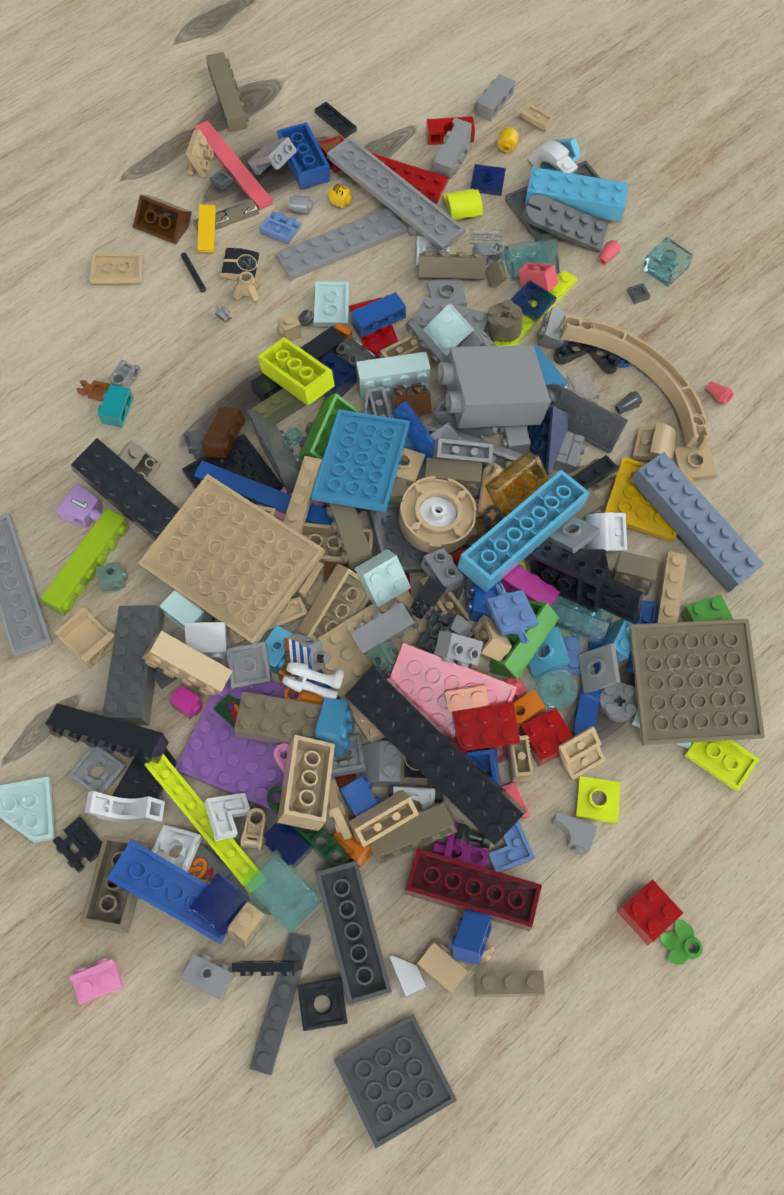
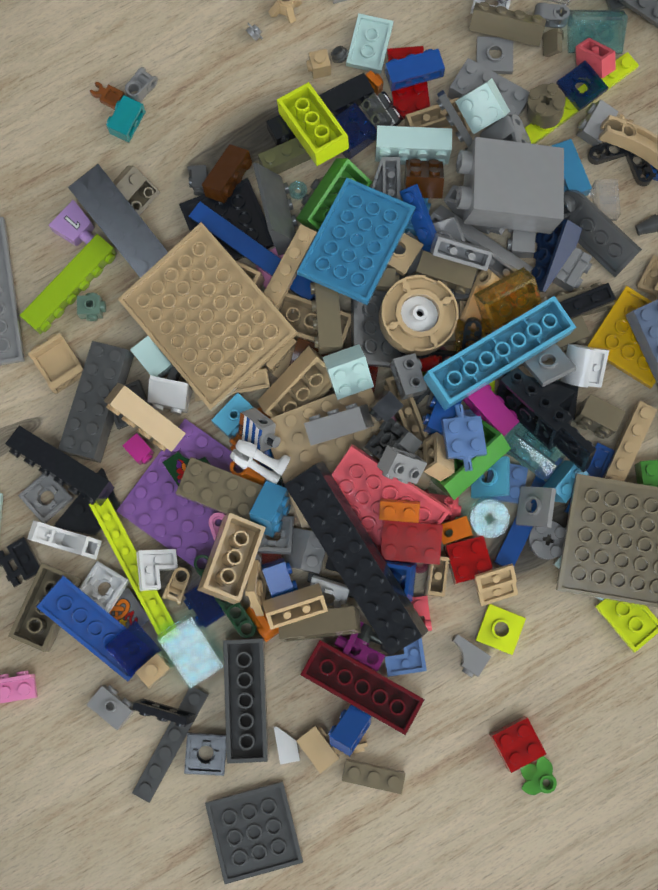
camera: 15 degrees right, 15 degrees up
(249, 665) = (203, 428): light grey plate -> none
(384, 656) = (331, 451): sand green brick -> none

